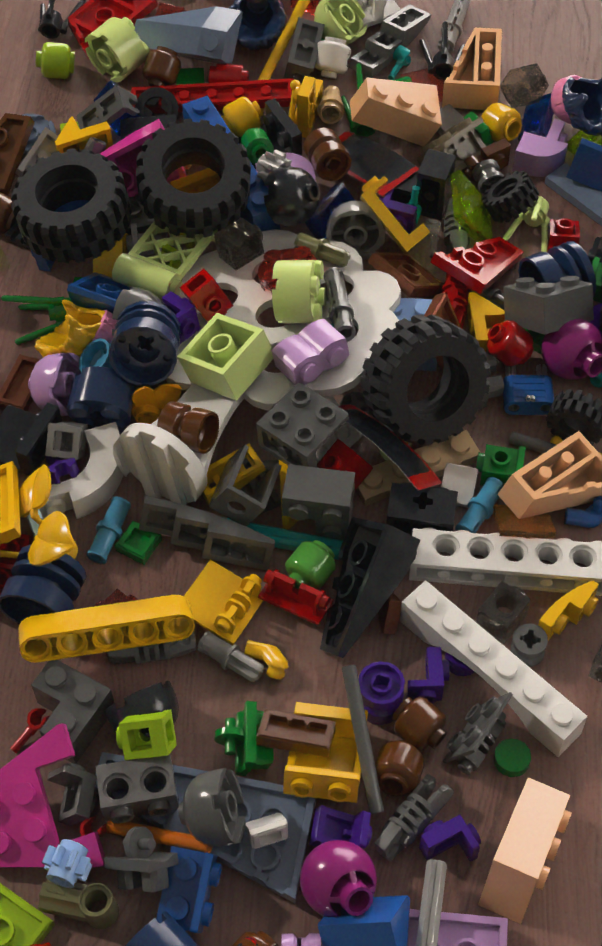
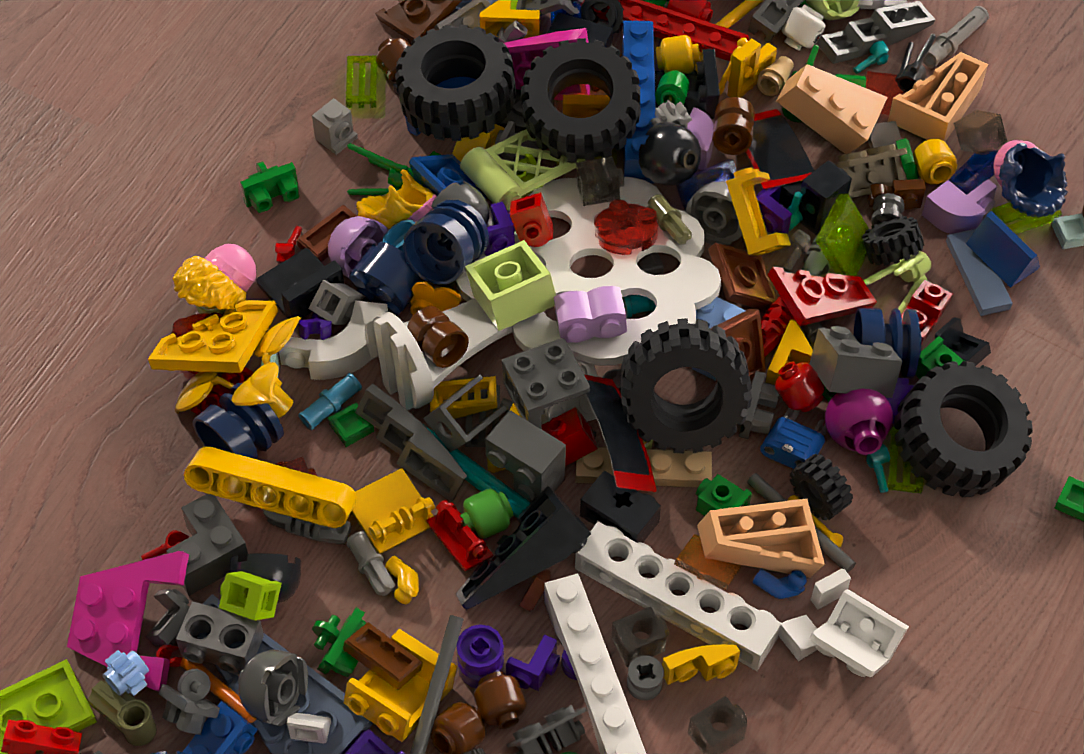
camera: 25 degrees right, 0 degrees up
(298, 291) = (613, 250): yellowish green brick -> none
(340, 310) = (646, 285): dark grey pin -> none
(460, 479) = (675, 500): white slope -> none
(481, 506) = (677, 532): dark azure pin -> none

